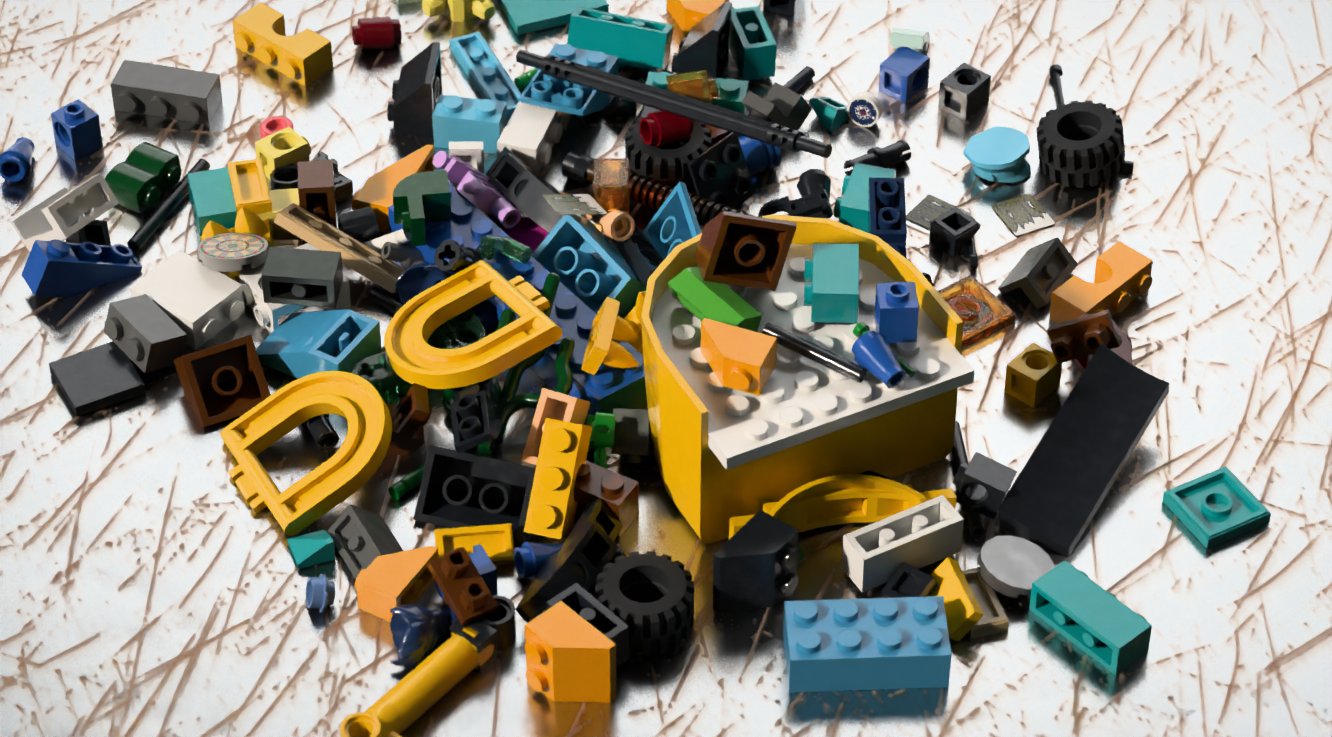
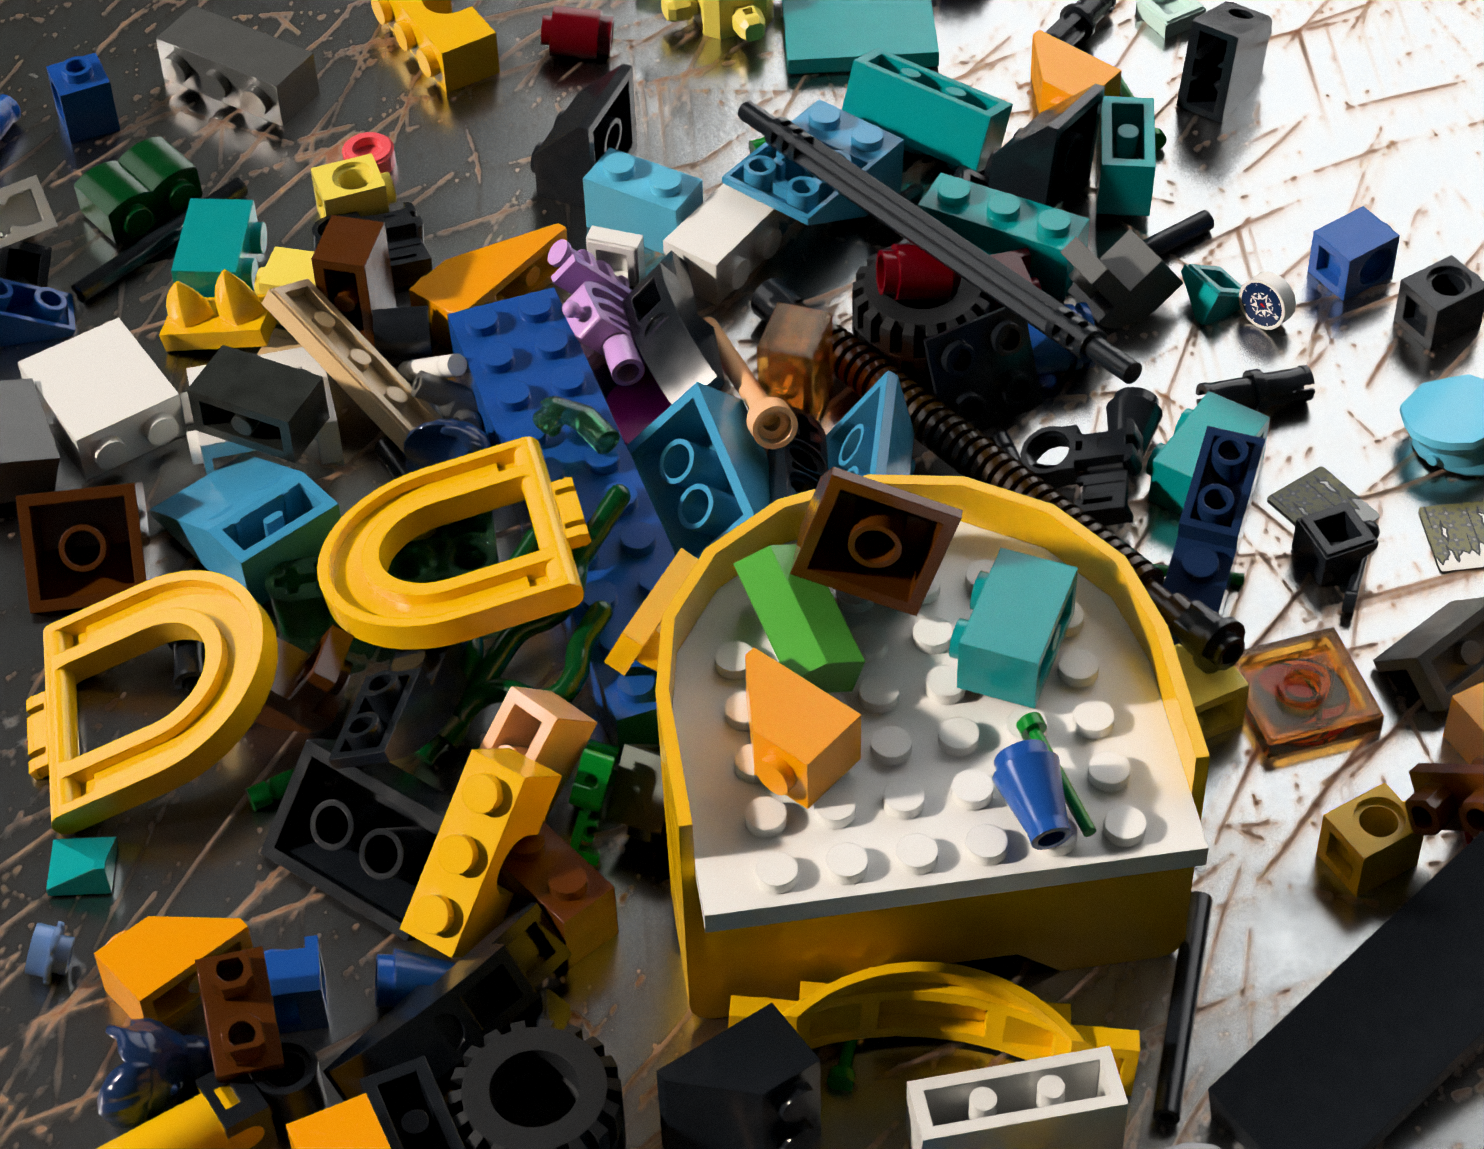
camera: 20 degrees right, 5 degrees up
(232, 250) = (183, 336): light grey tile -> none
(250, 185) = (264, 238): yellow tile -> none
(361, 538) = (165, 871): dark grey panel -> none
(420, 200) = (483, 314): dark green brick -> none
(452, 250) = (495, 422): black bush -> none
(485, 70) = (711, 120): medium azure tile -> none
(495, 540) = (346, 929): yellow tile -> none
(574, 204) = (717, 372): sticker -> none
(694, 85) = (987, 217): clear orange brick -> none
(816, 353) = (934, 751): black bar -> none
(897, 311) = (1098, 710): blue brick -> none
(910, 38) = (1381, 197): light aqua slope -> none
(983, 484) = (1198, 1035): black brick -> none

